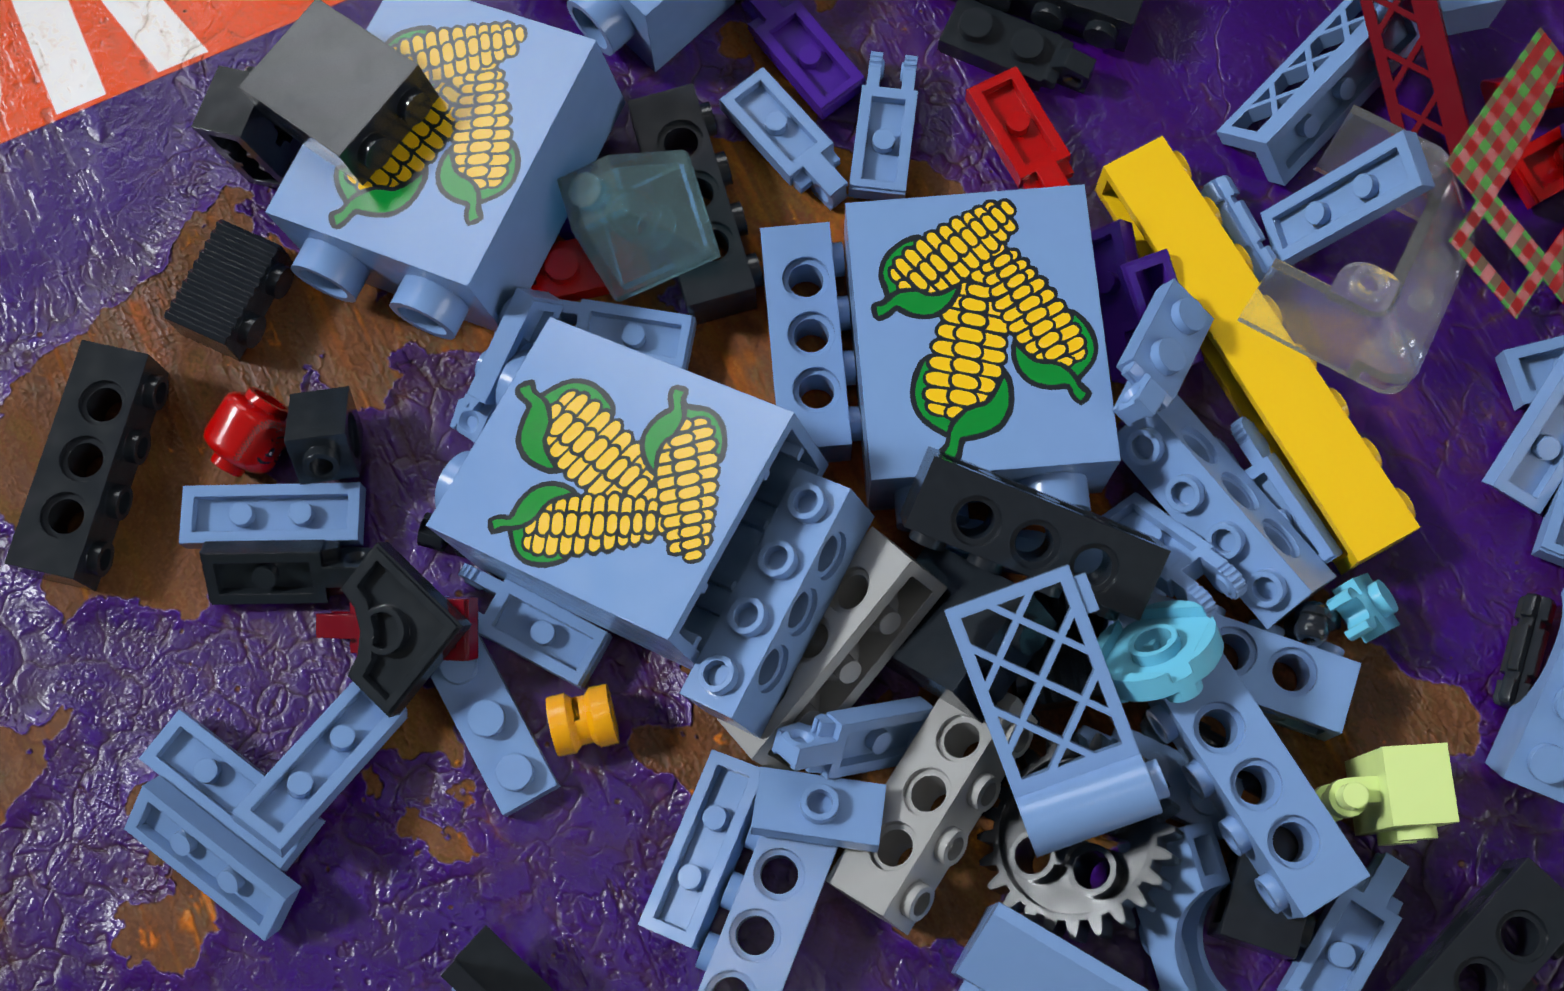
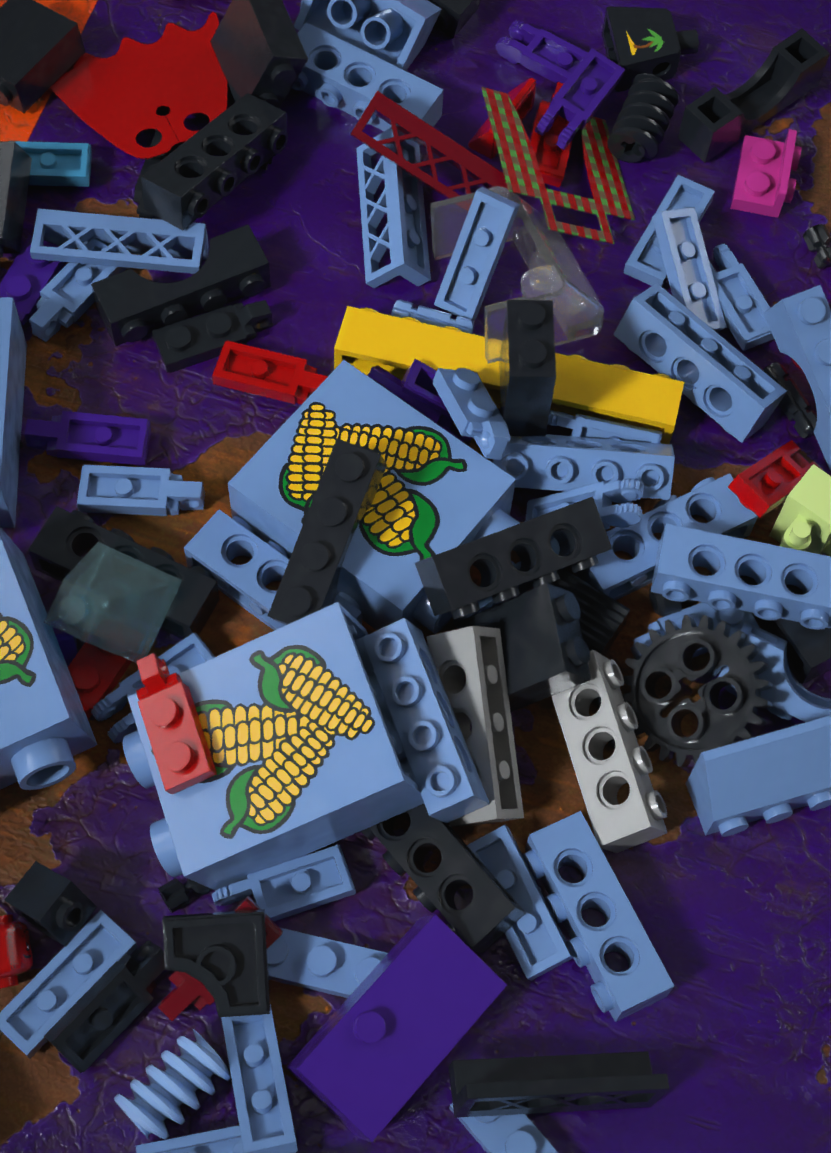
camera: 55 degrees left, 10 degrees down
(257, 697) = (173, 1086): none -> light blue piece
(475, 844) = (396, 1027): none -> dark purple brick
(519, 327) = (108, 724): medium blue hinge -> none
(549, 380) = (173, 726): none -> hinge
(582, 720) = (376, 905): light orange wheel -> none
(686, 763) = (492, 906): none -> black brick
(818, 809) = (557, 811): medium blue plate -> none
(853, 738) = (535, 756): medium blue hinge -> none
(884, 133) = (190, 439): medium blue hinge -> none
(915, 319) = (333, 516): none -> black arch
(1090, 791) = (686, 644): medium blue piece -> none
(1162, 652) = (637, 575): medium azure plate -> none
(1253, 358) = (527, 367): none -> black brick
(1312, 623) = (685, 476): black arm -> none
(1365, 607) = (700, 446): medium azure plate -> none
(1402, 713) = (771, 479): none -> red plate
(1464, 521) = (690, 351): none -> medium blue brick

